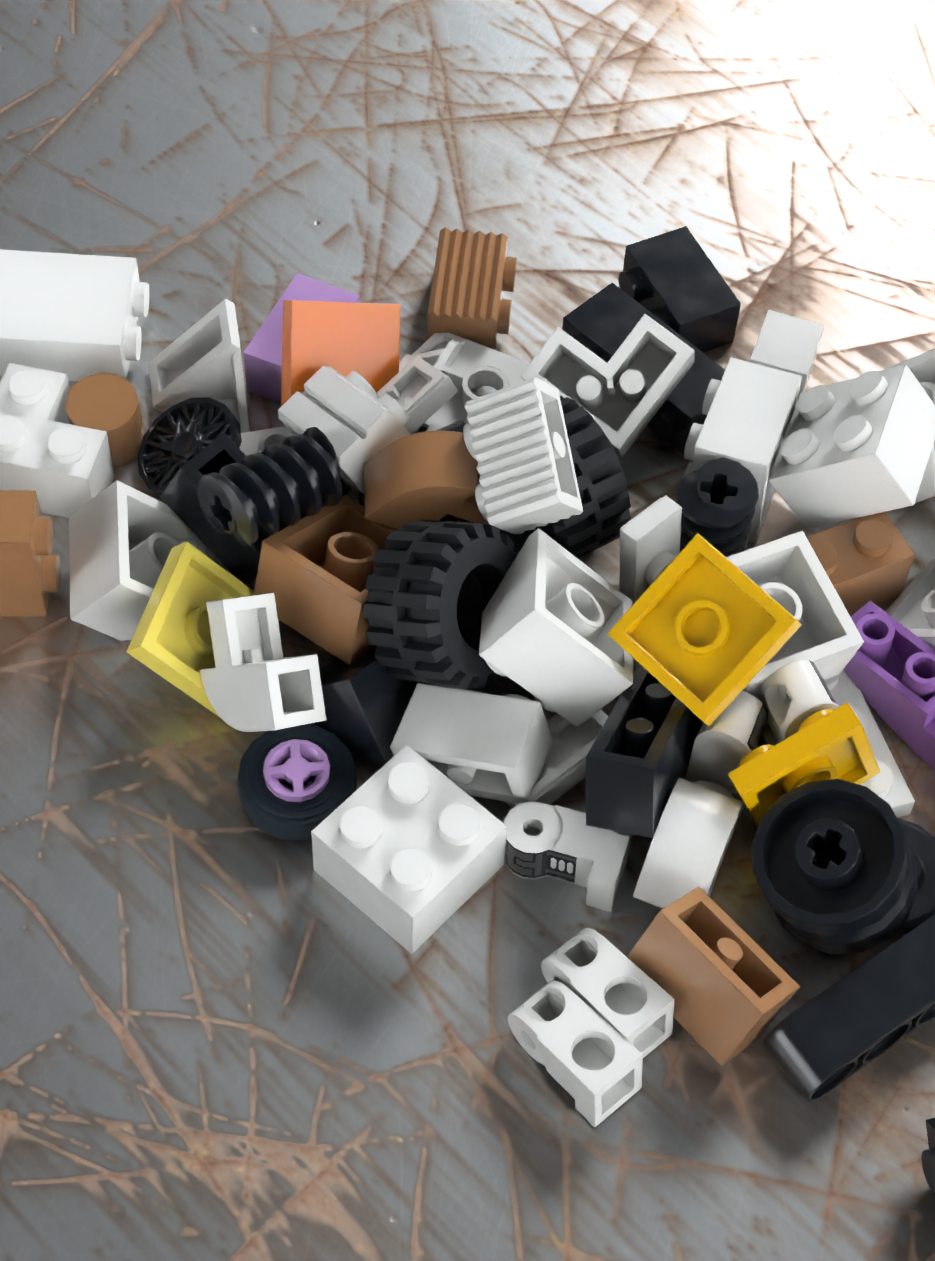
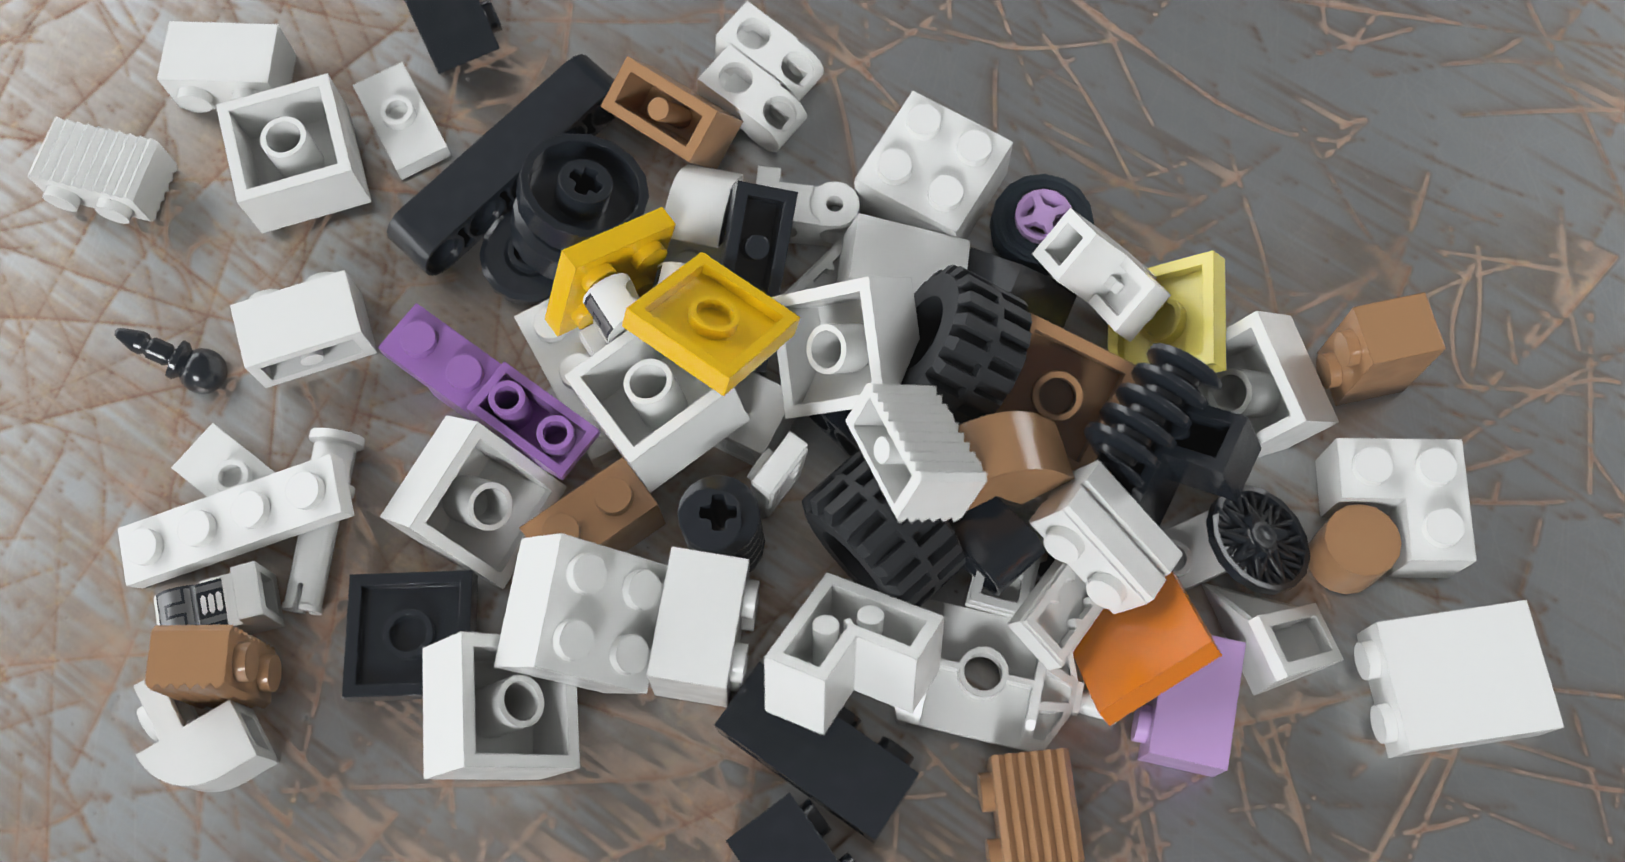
camera: 175 degrees right, 15 degrees up
(788, 345) = (670, 800): white brick -> none

